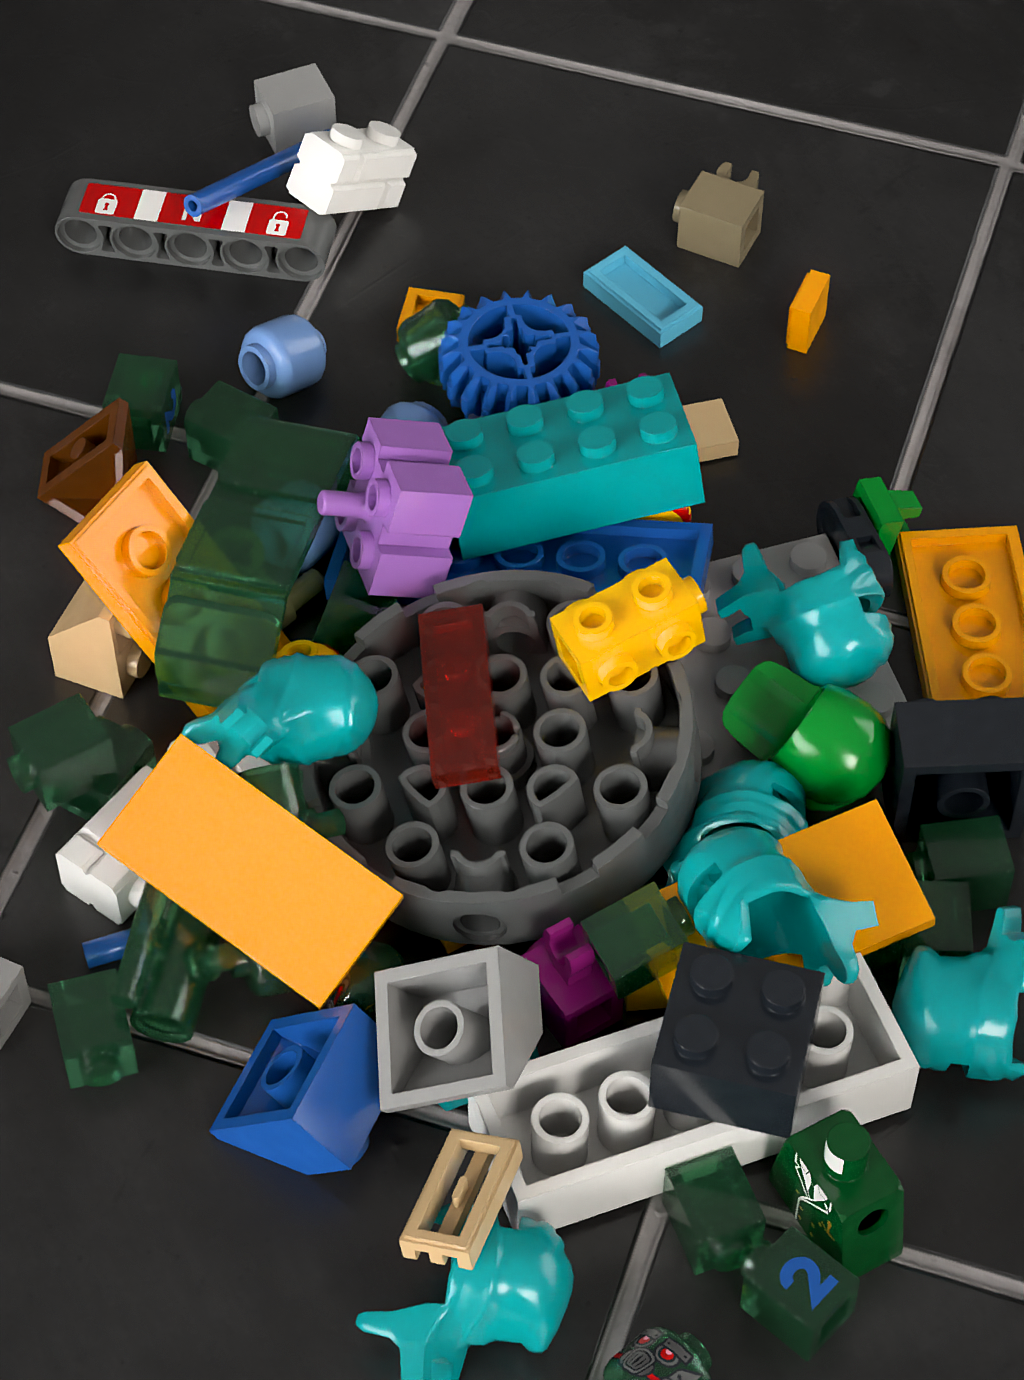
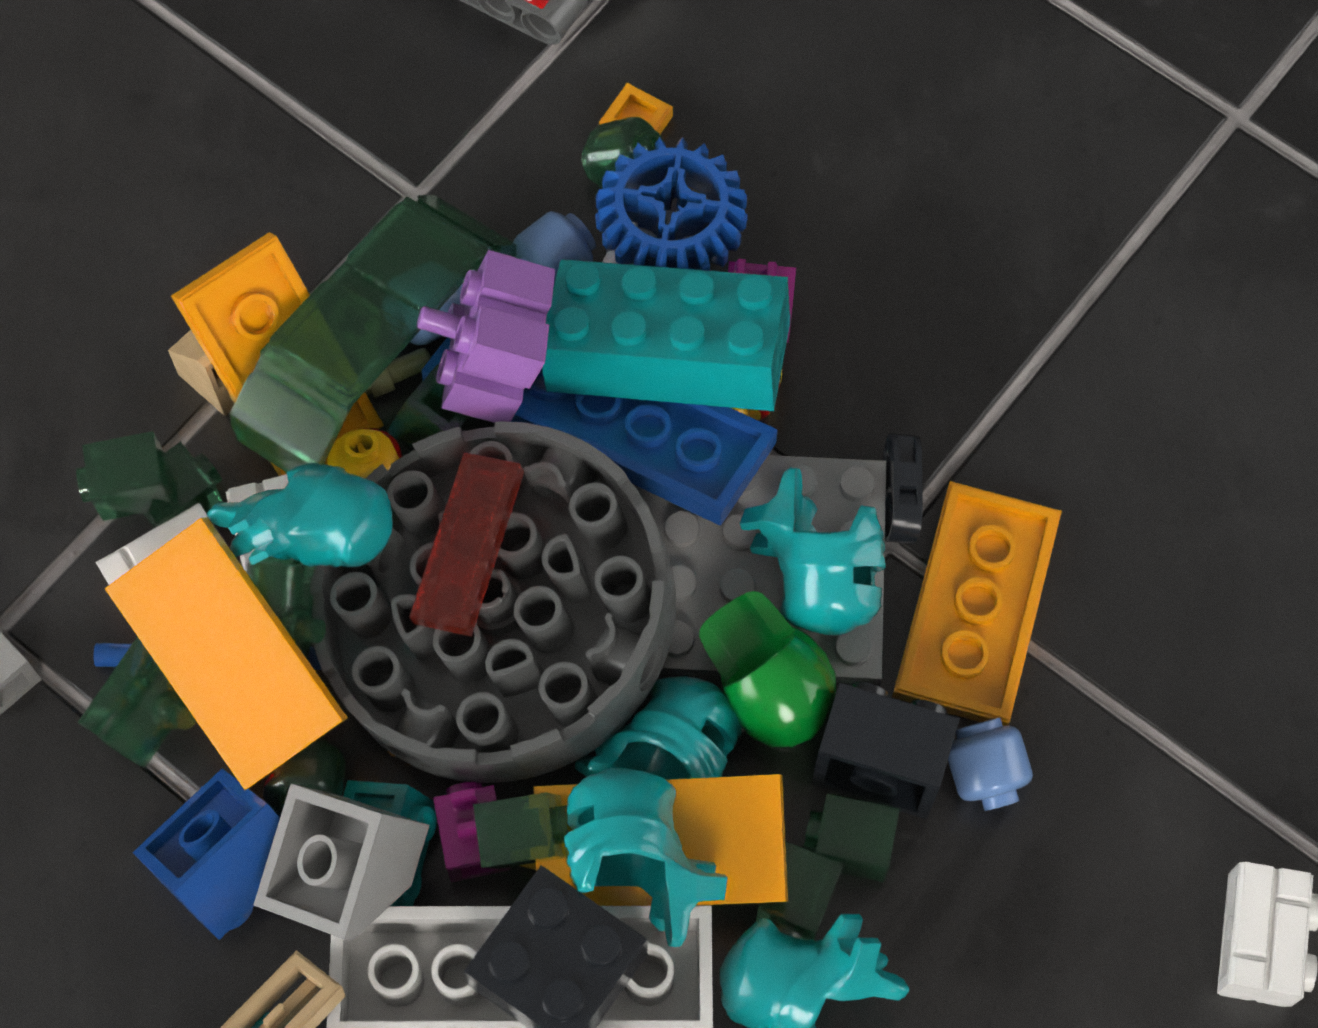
camera: 20 degrees right, 15 degrees up
(88, 462) = (281, 188): reddish brown slope -> none
(92, 1030) = (58, 741): clear green brick -> none
(153, 397) = (347, 130): clear green brick -> none
(216, 420) = (407, 172): clear green brick -> none
(282, 356) = (485, 123): medium blue head -> none
(630, 628) = (627, 540): yellow brick -> none
(642, 296) = (833, 157): medium azure tile -> none
(712, 429) = (823, 317): tan tile -> none
(720, 215) = (937, 95): dark tan brick -> none
(807, 311) = (970, 225): light orange tile -> none
(887, 508) = (943, 463): green tile -> none

